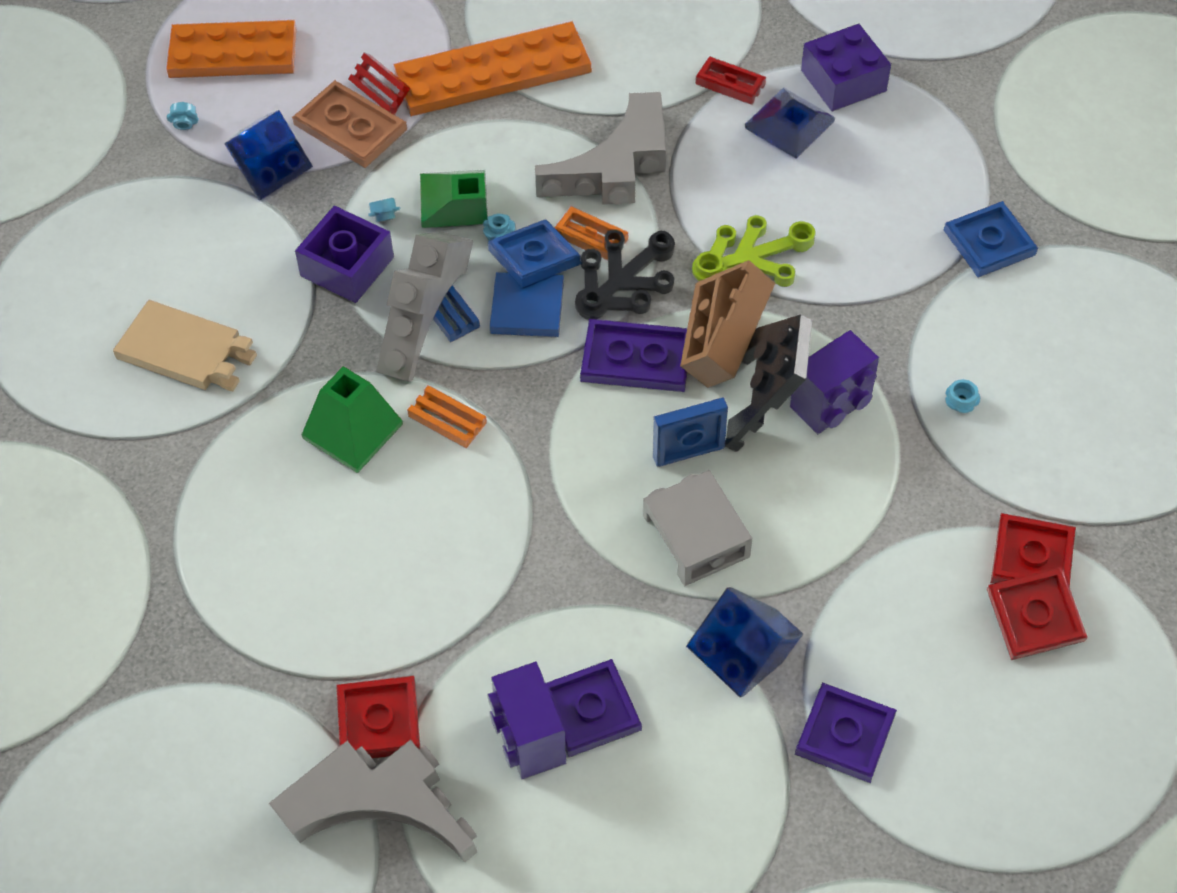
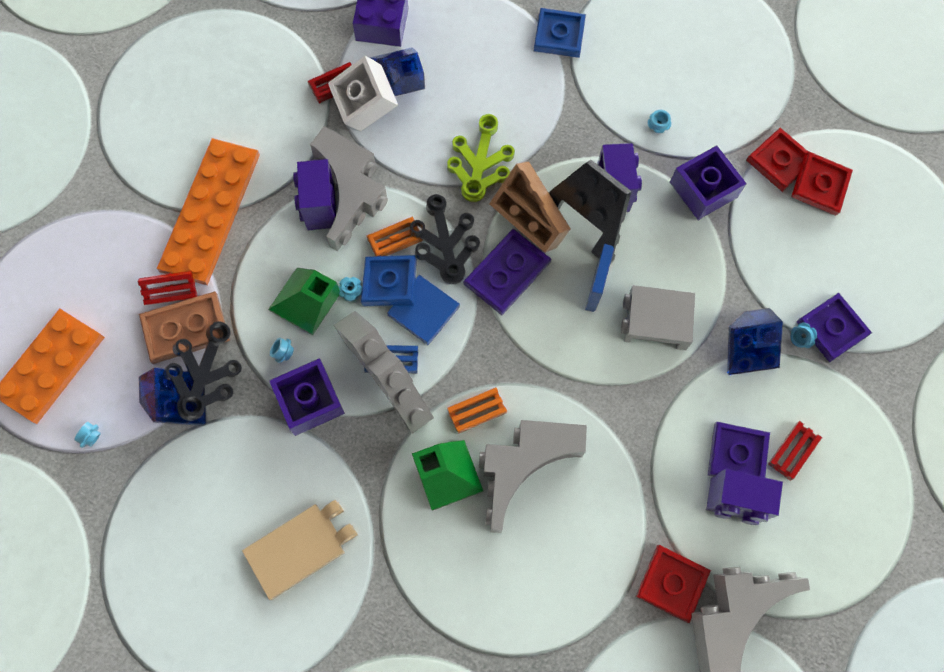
camera: 60 degrees left, 15 degrees up
(304, 157) = (201, 374): none -> black plant
(401, 480) = (510, 465): none -> light grey arch
(573, 125) = (315, 194): none -> dark purple brick
(640, 753) = (807, 433): none -> red tile
(728, 101) = (362, 93): none -> white brick
(800, 696) = (798, 340): none -> medium azure plate
(915, 480) = (707, 182): none -> dark purple brick

